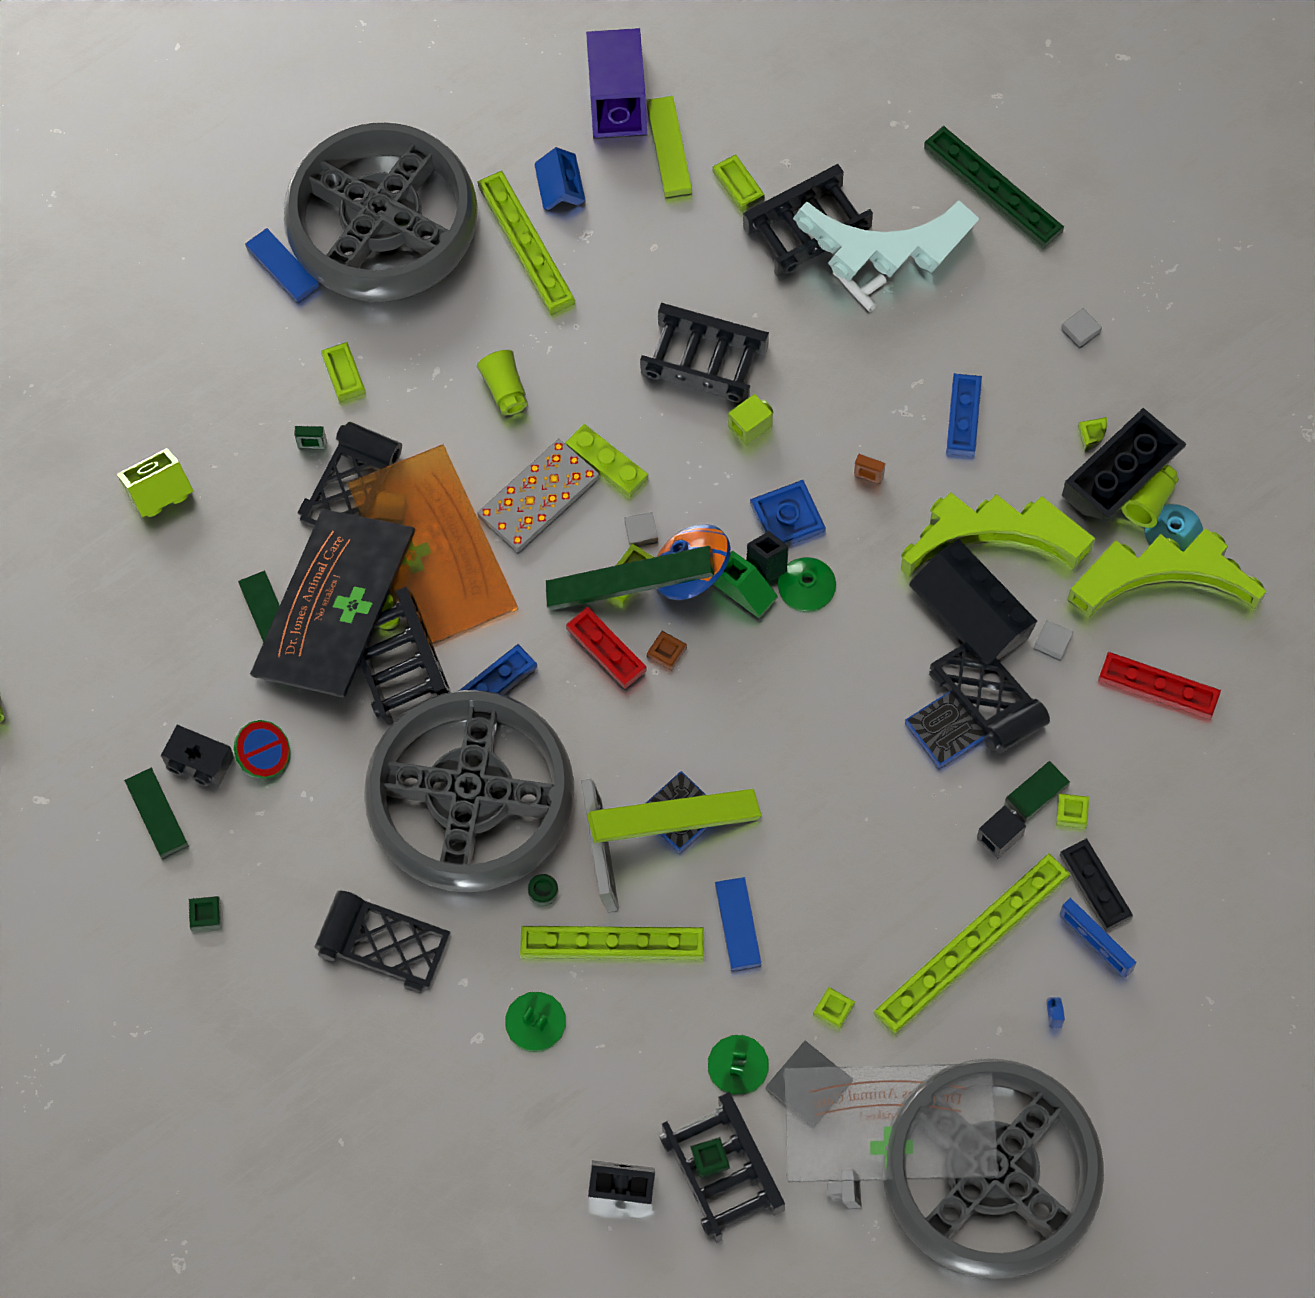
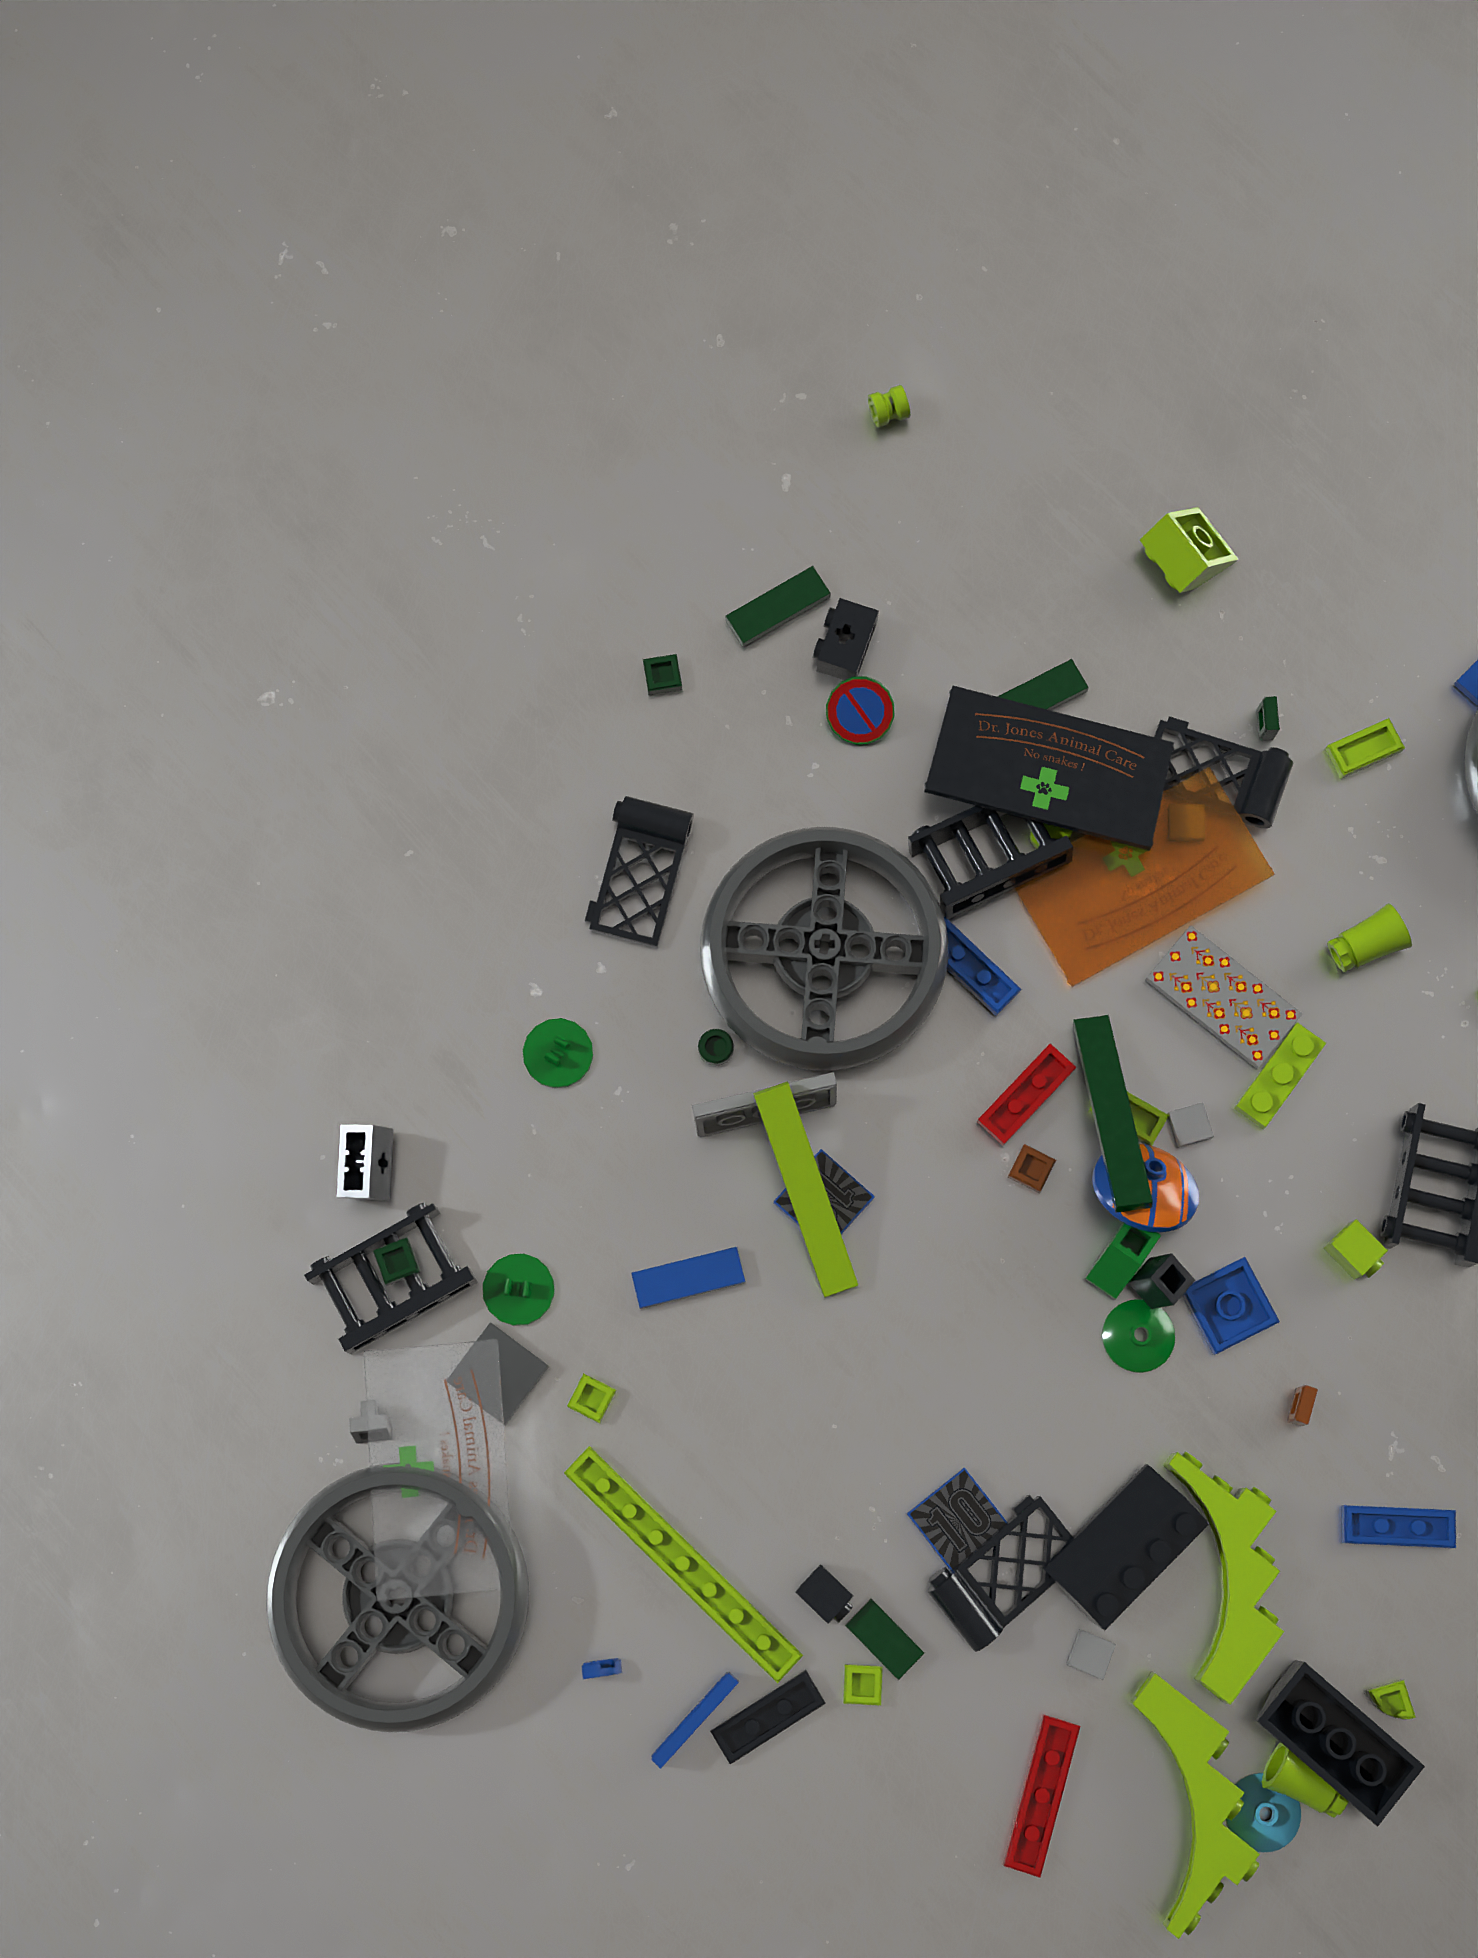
camera: 85 degrees right, 10 degrees up
(612, 942) = (656, 1133): lime tile -> none

